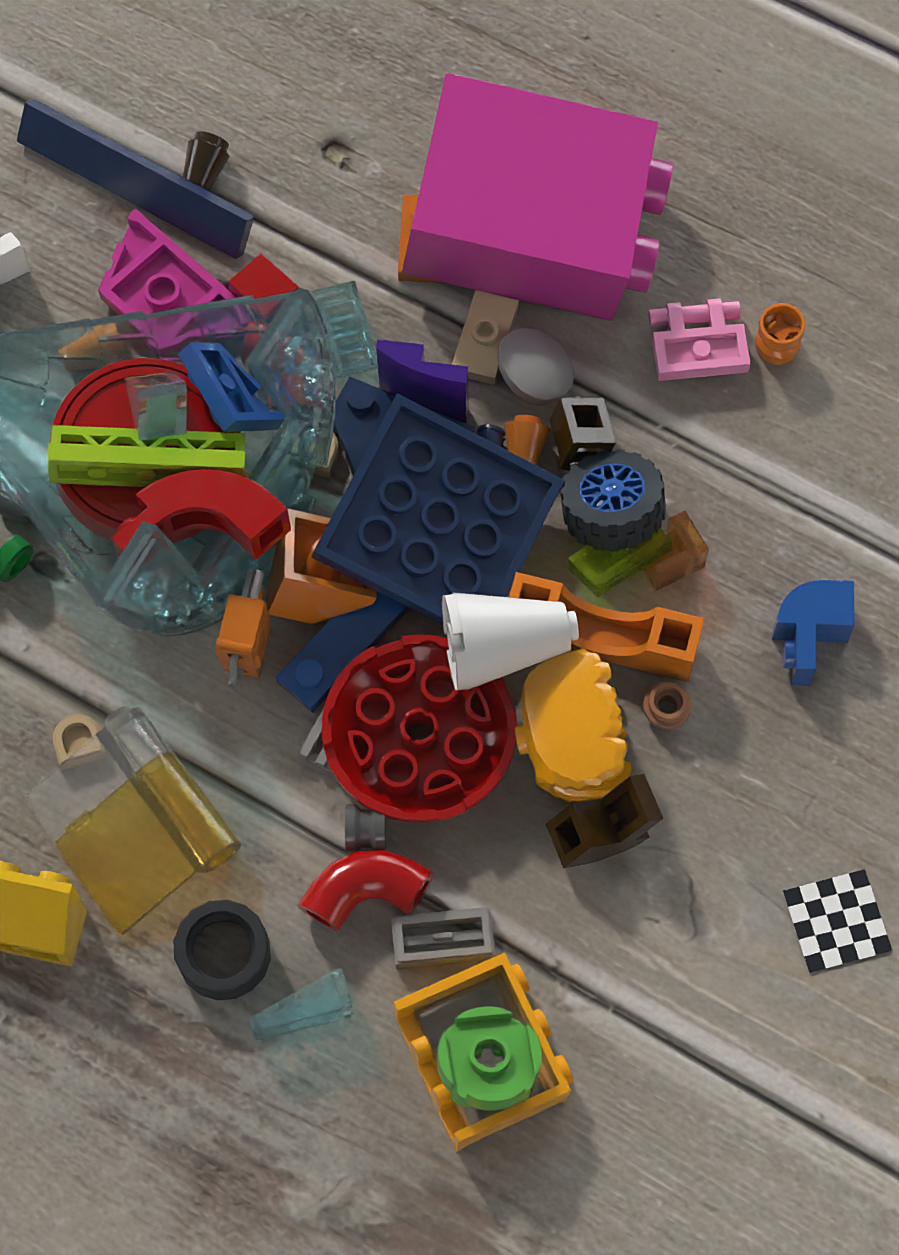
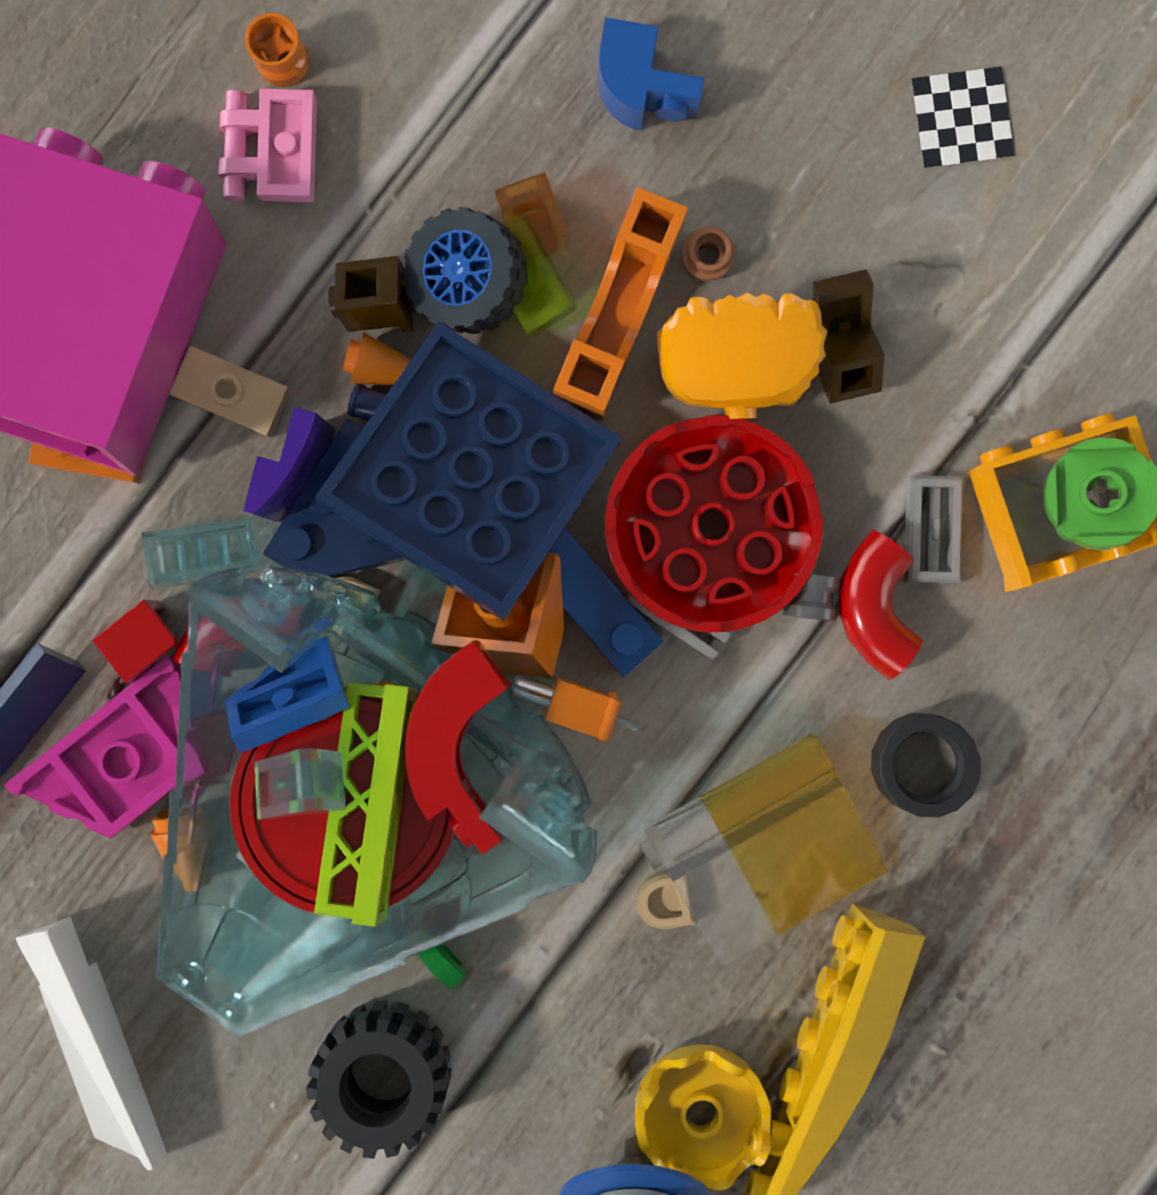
camera: 90 degrees left, 20 degrees up
(311, 1006) = (1000, 676): clear light blue slope -> none
(502, 635) = (641, 413): white cone -> none
(535, 366) = (278, 337): light grey hat -> none

